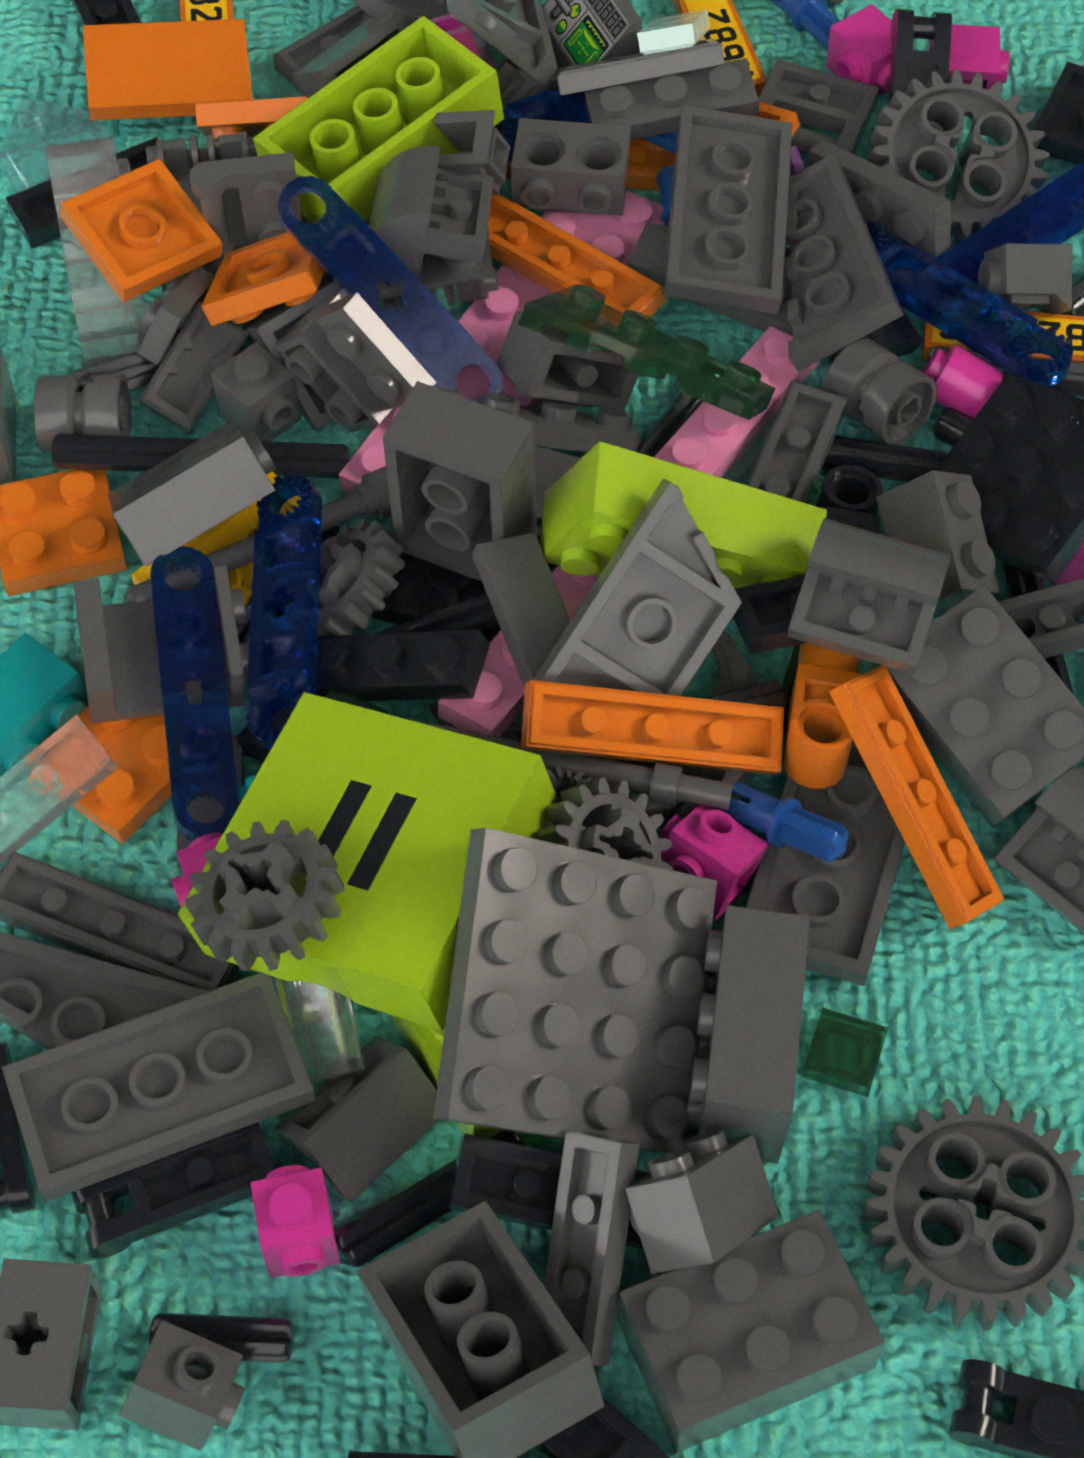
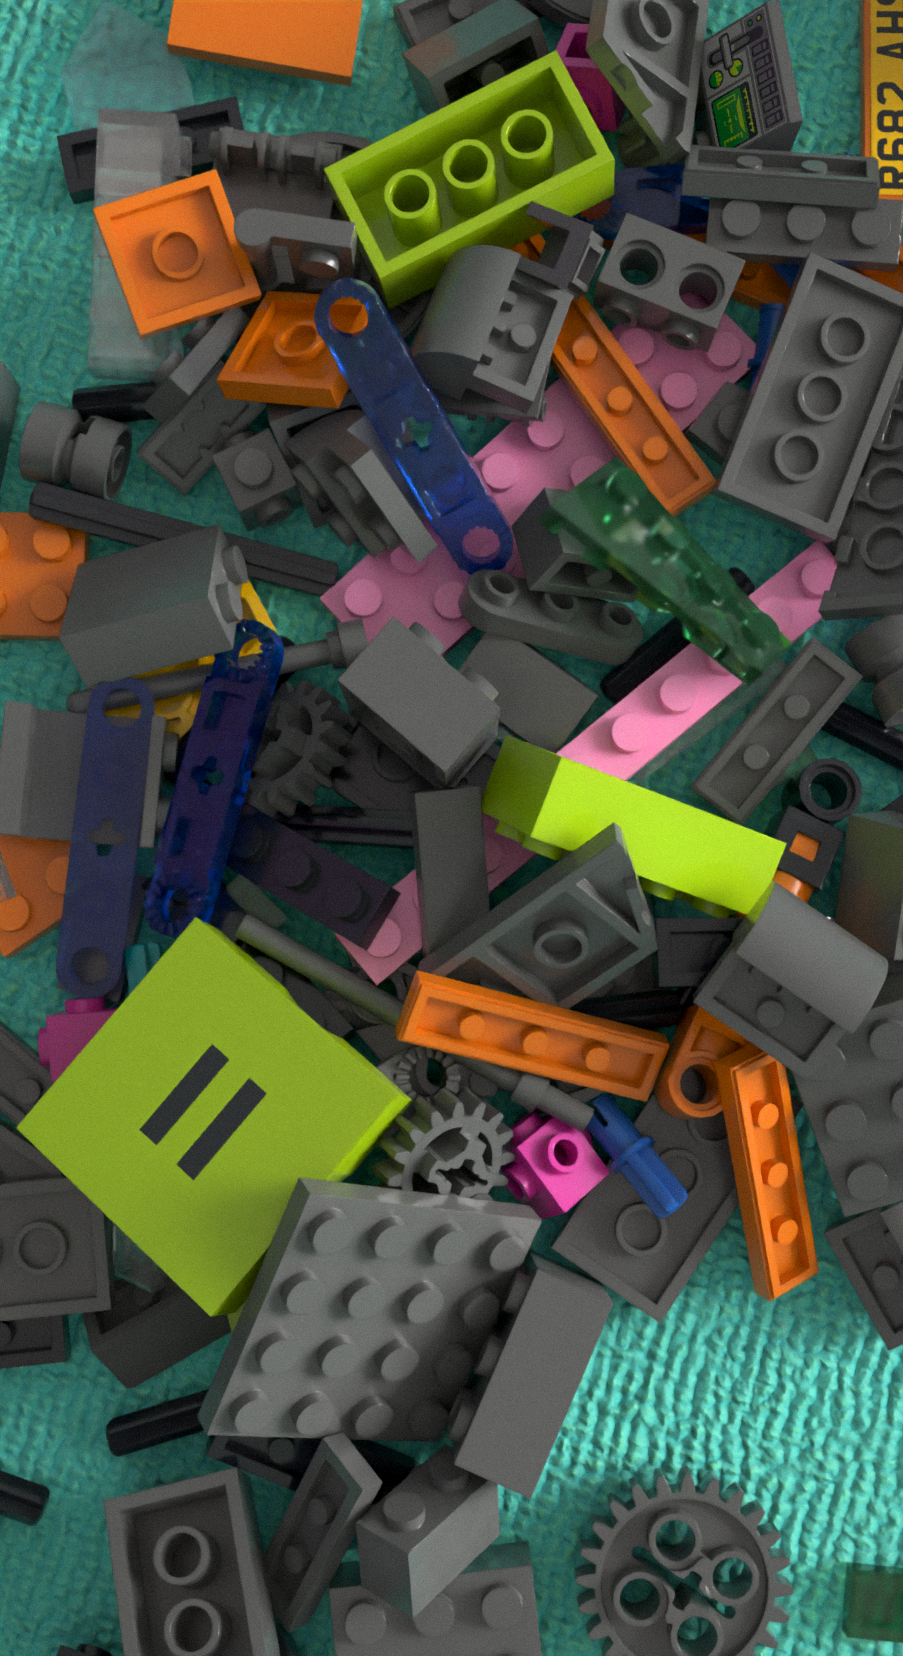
camera: 15 degrees right, 25 degrees up
(243, 115) = (352, 111): orange plate -> none
(258, 895) = (62, 1157): dark grey gear -> none
(295, 1221) = (69, 1413): dark pink brick -> none
(673, 32) = (837, 130): light aqua tile -> none
(845, 1052) = (617, 1380): clear green tile -> none

